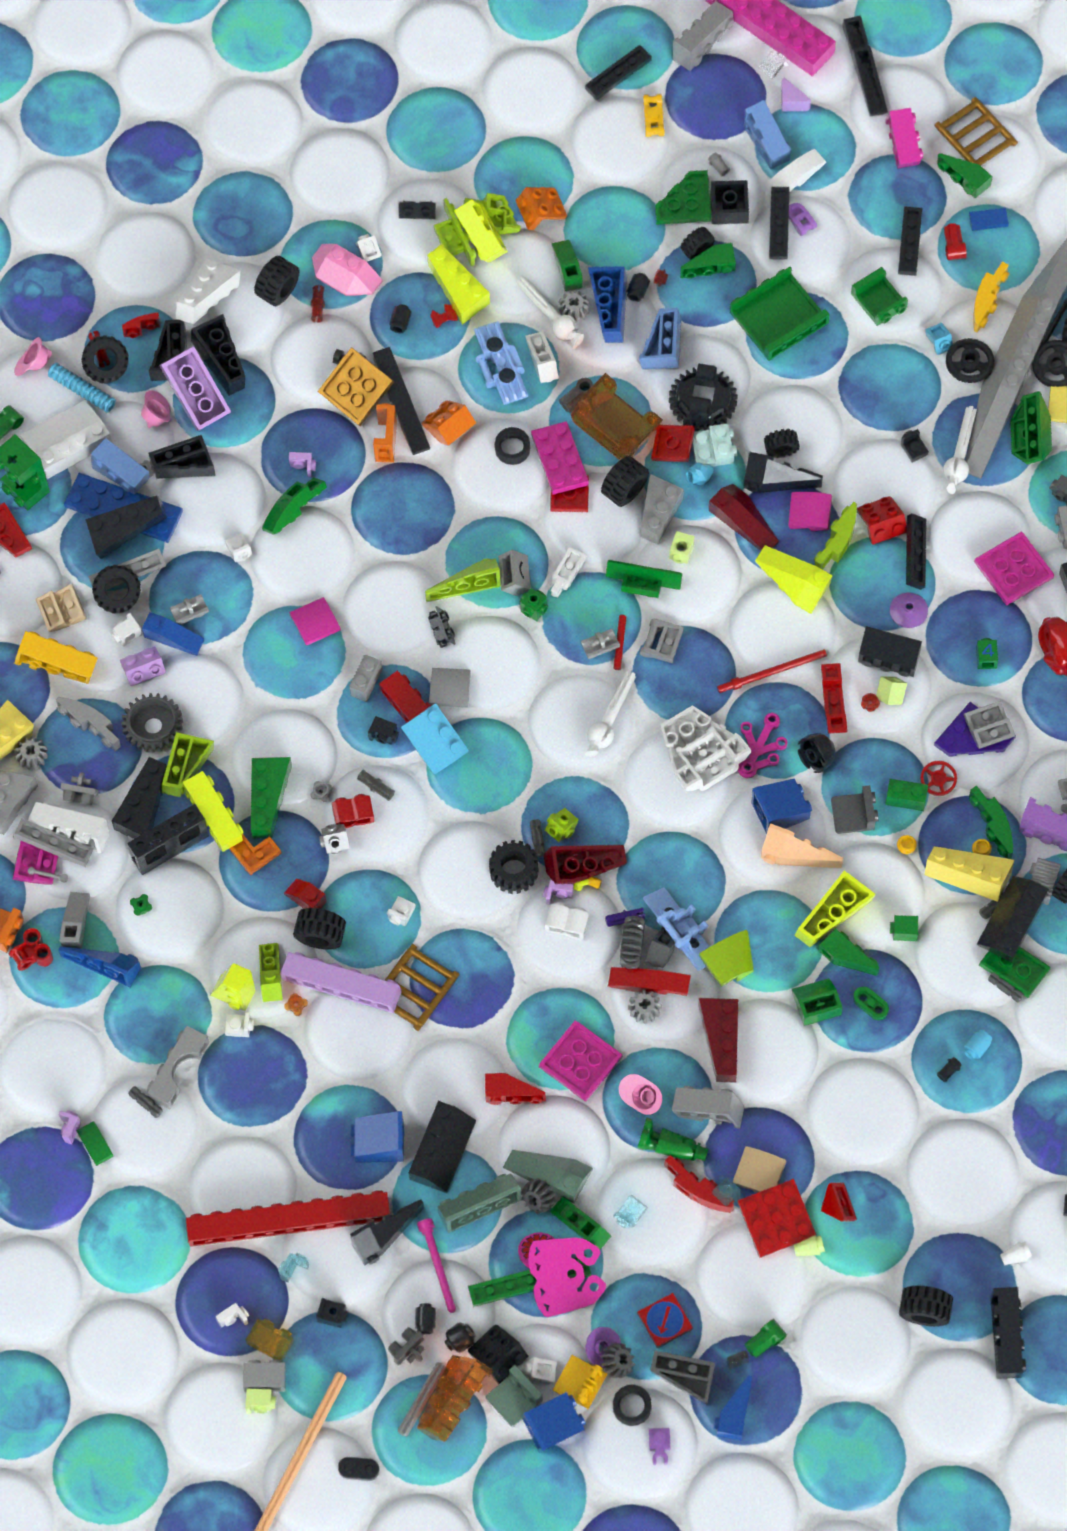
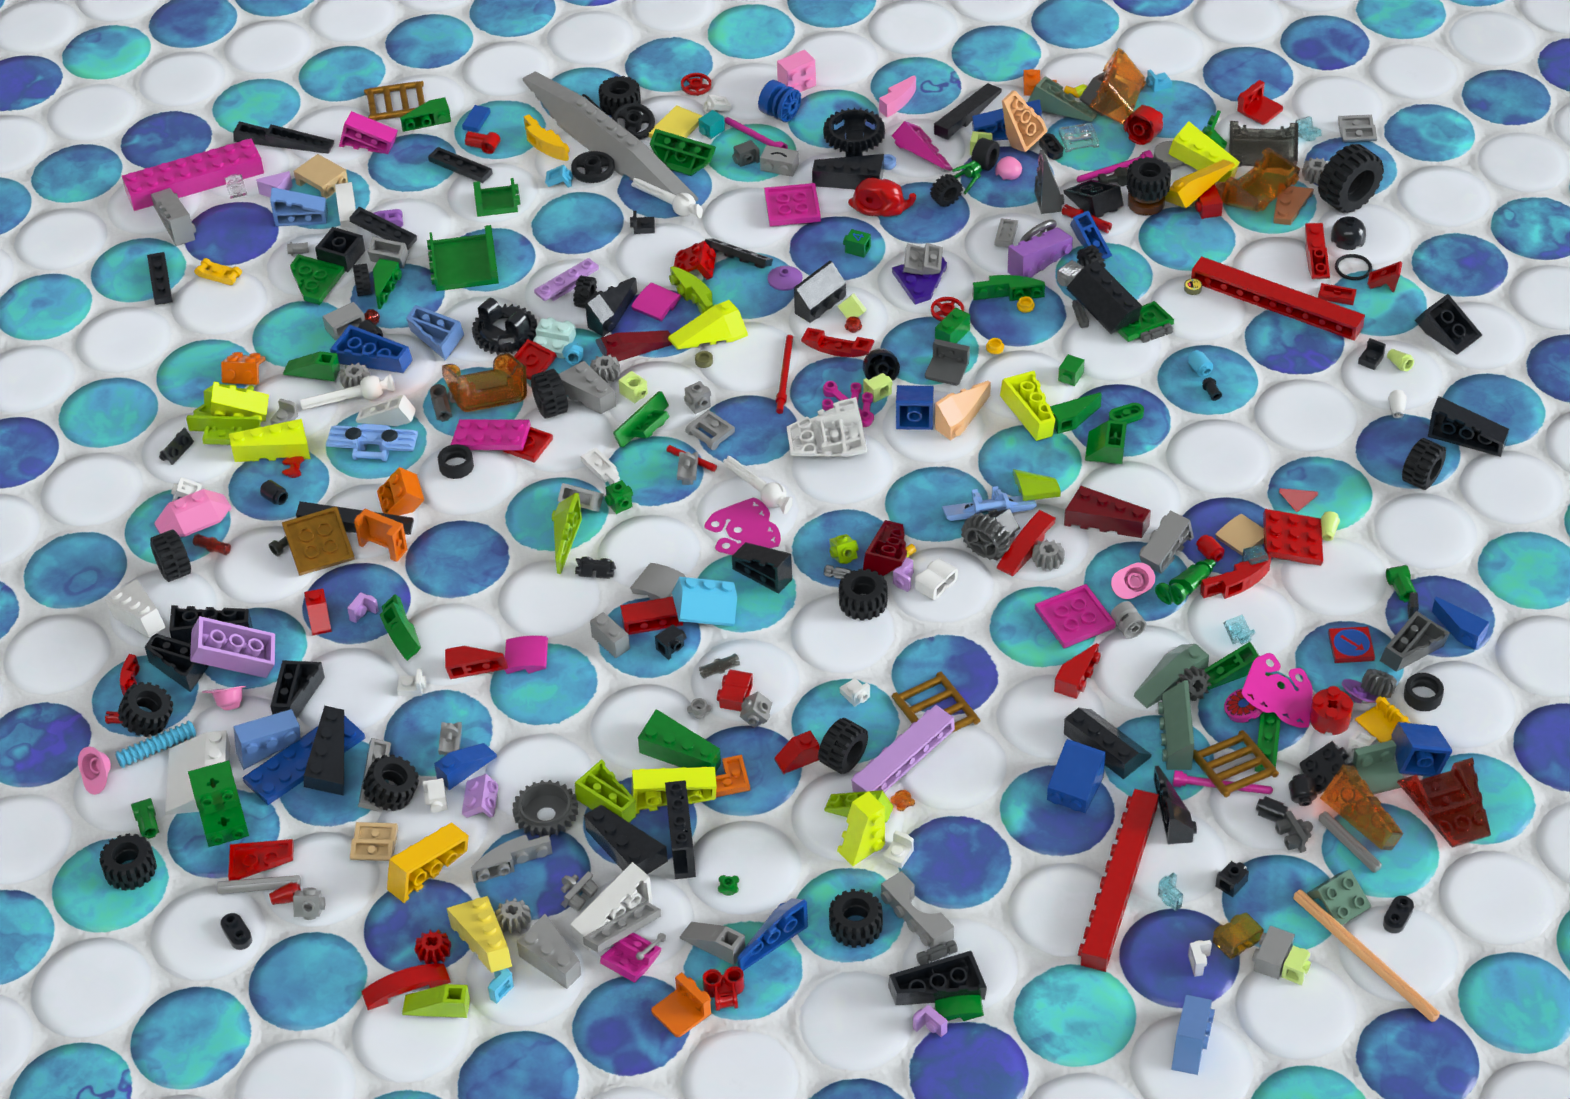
camera: 65 degrees left, 20 degrees down
(113, 1122) = (938, 980): none -> black wedge
(147, 1339) = (1192, 1034): none -> medium blue wedge
(149, 1036) = (855, 904): none -> black tyre
(279, 578) = (470, 661): none -> red slope
(280, 430) = (317, 611): none -> slope
(351, 1412) = (1342, 896): none -> sand green bracket
(450, 1245) = (1250, 748): none -> pearl gold bar
(499, 275) = (286, 412): none -> light grey bracket
(501, 1471) = (1451, 803): none -> clear red wedge
(508, 766) = (764, 565): none -> black wedge
(565, 735) = (753, 526): none -> dark pink piece
(569, 1340) = (1331, 711): none -> red brick
(594, 1109) = (1128, 619): none -> light grey wheel
(619, 918) = (955, 540): dark purple axle -> none
(641, 257) = (339, 319): none -> light grey brick
(659, 1441) = (1466, 687): medium lavender plate -> none
(693, 511) = (606, 367): none -> light grey gear
(695, 609) = (697, 397): none -> light grey brick
(724, 1148) = (1210, 548): none -> red brick
(747, 245) = (387, 250): none -> light grey brick
(755, 591) = (703, 359): none -> olive tile
(787, 418) = (566, 281): none -> lavender bracket
(792, 762) = (879, 386): none -> yellowish green brick
(825, 129) = (321, 175): none -> tan panel
(970, 871) = (1046, 312): light yellow wedge -> none

